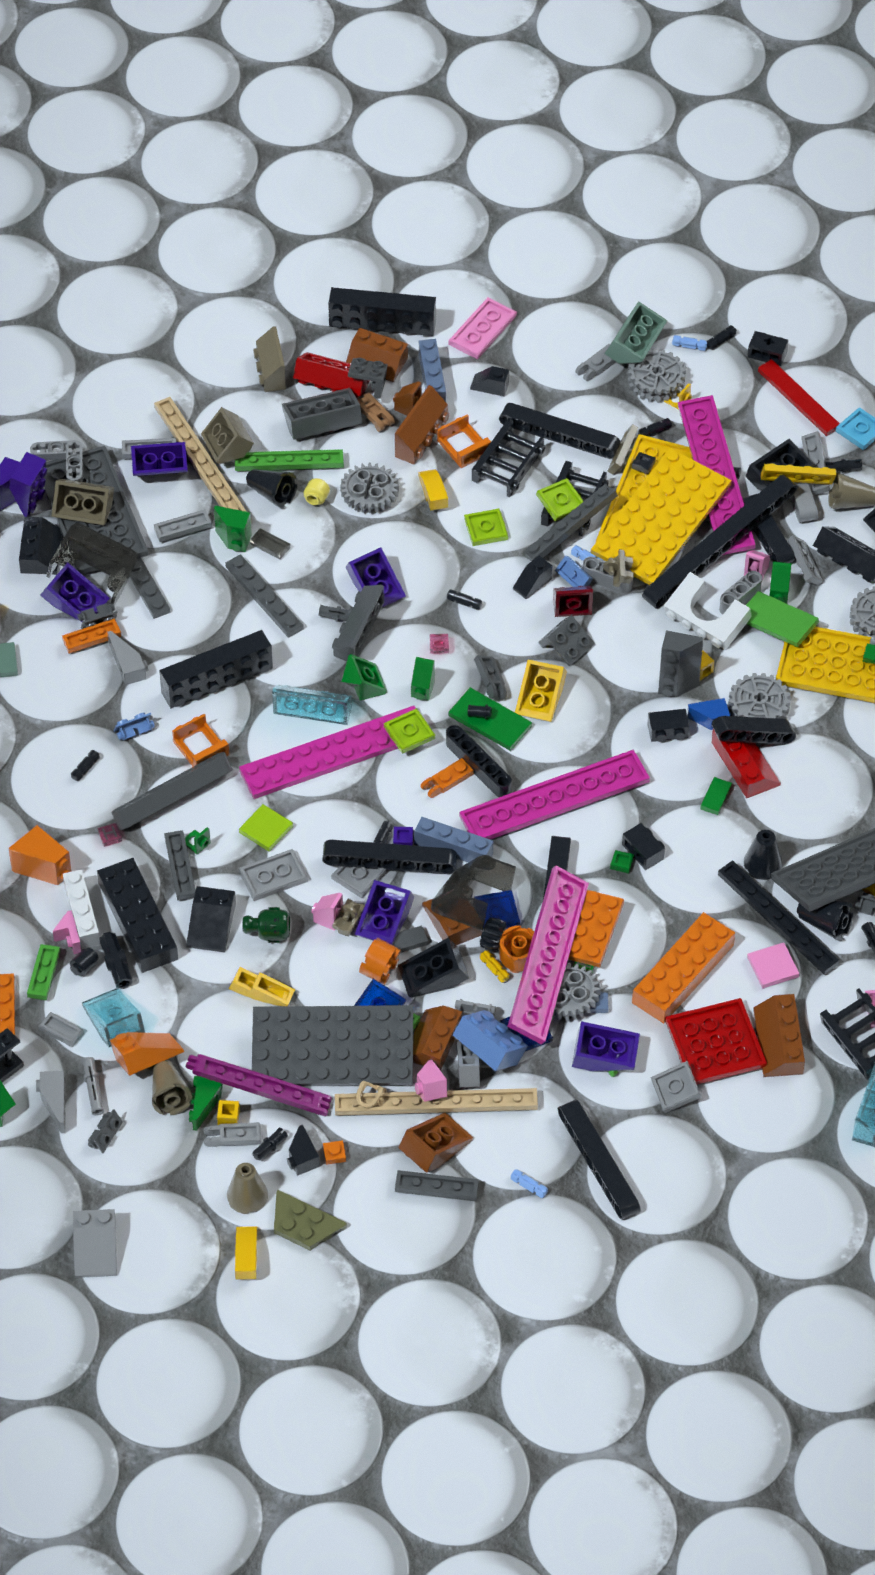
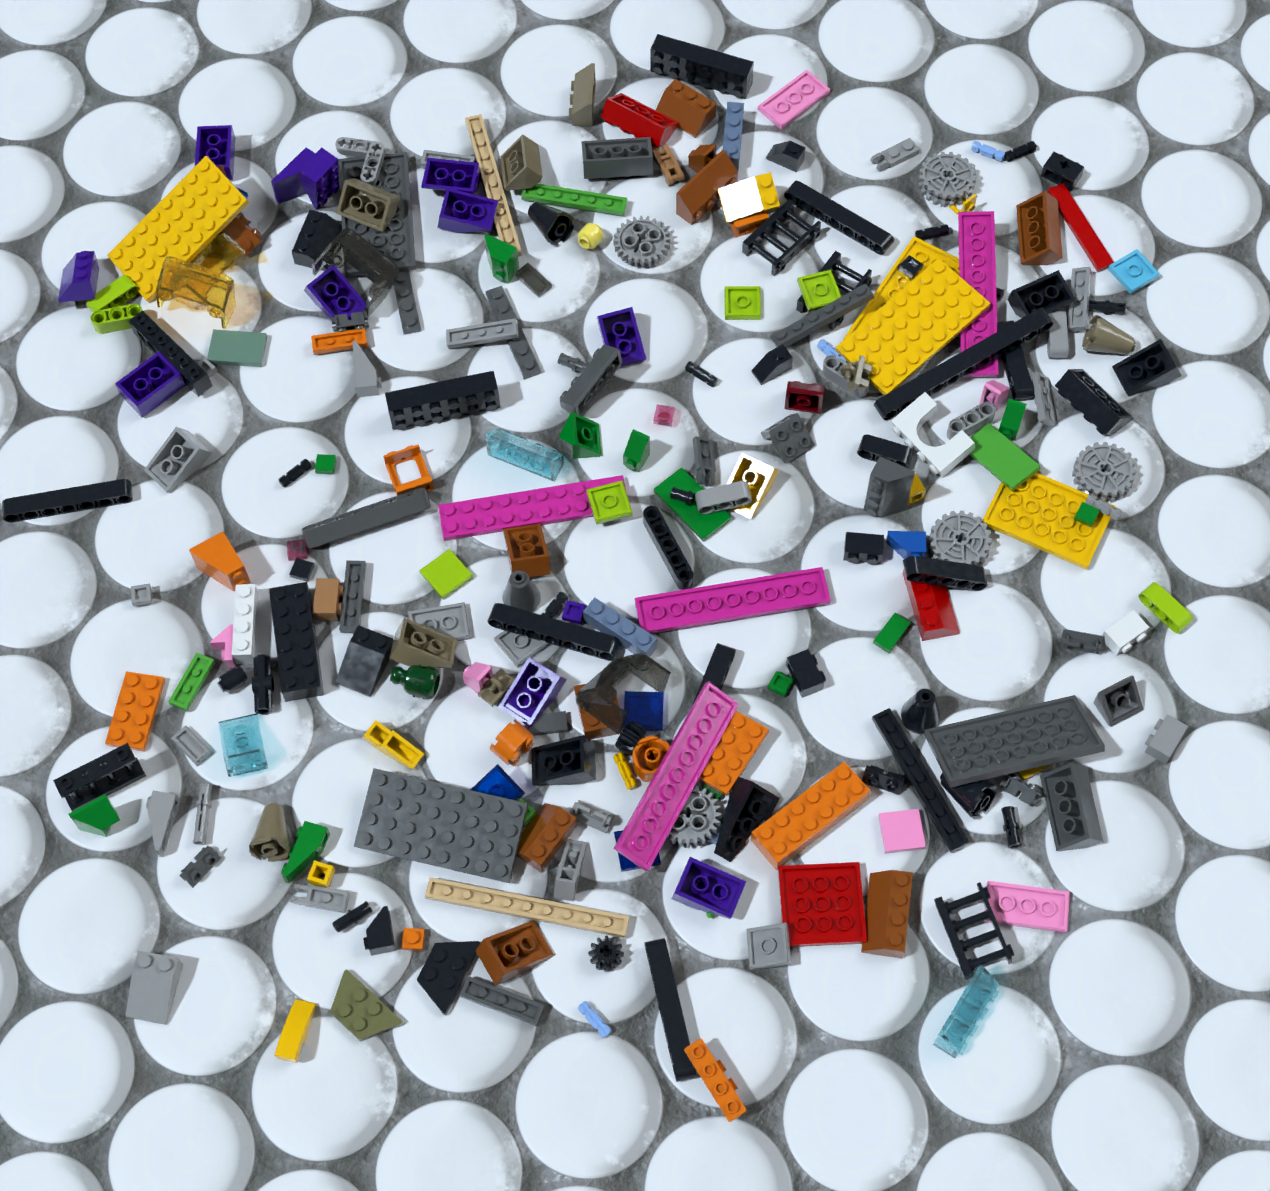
camera: 15 degrees right, 10 degrees up
(113, 751) = (325, 464): none -> green tile
(120, 851) = (301, 569): none -> black tile
(126, 727) = (344, 443): medium blue hinge -> none
(142, 1050) = (260, 788): orange slope -> none
(155, 871) = (327, 599): none -> medium nougat brick
(182, 525) = (456, 245): light grey plate -> none
(184, 491) = (466, 212): none -> dark purple slope
(201, 840) = (378, 576): green bracket -> none
(235, 601) = (482, 333): none -> light grey plate
(246, 1190) = (315, 965): dark tan cone -> none
(259, 1084) = (358, 851): magenta hinge -> none
(262, 891) = (422, 645): none -> dark tan slope
(341, 791) = (527, 550): none -> dark orange slope
(347, 824) = (521, 592): none -> dark grey cone
(362, 1086) = (475, 881): tan piece -> none
(370, 371) = (672, 124): dark grey bracket -> none
(374, 1172) = (446, 971): none -> black wing
(431, 1082) = (524, 888): bright pink slope -> none
(433, 489) = (702, 255): yellow slope -> none
(447, 778) = (634, 558): orange hinge -> none
(467, 426) = (749, 198): none -> slope
(490, 1040) = (593, 855): medium blue brick -> none
(520, 704) = (723, 497): none -> light grey beam
(523, 1124) = (598, 953): none -> black gear
(573, 573) = (812, 368): medium blue plate -> none
(620, 975) = (744, 812): none -> black wedge
(623, 450) = (895, 249): dark tan plate -> none
(636, 335) = (937, 135): sand green slope -> none
(653, 634) = (874, 447): none -> black beam
(659, 1205) = (712, 1074): none -> orange bracket
(744, 925) = (891, 782): none -> black hinge
(759, 407) = (1039, 230): none -> dark orange slope
(799, 474) = (1059, 310): yellow plate -> none

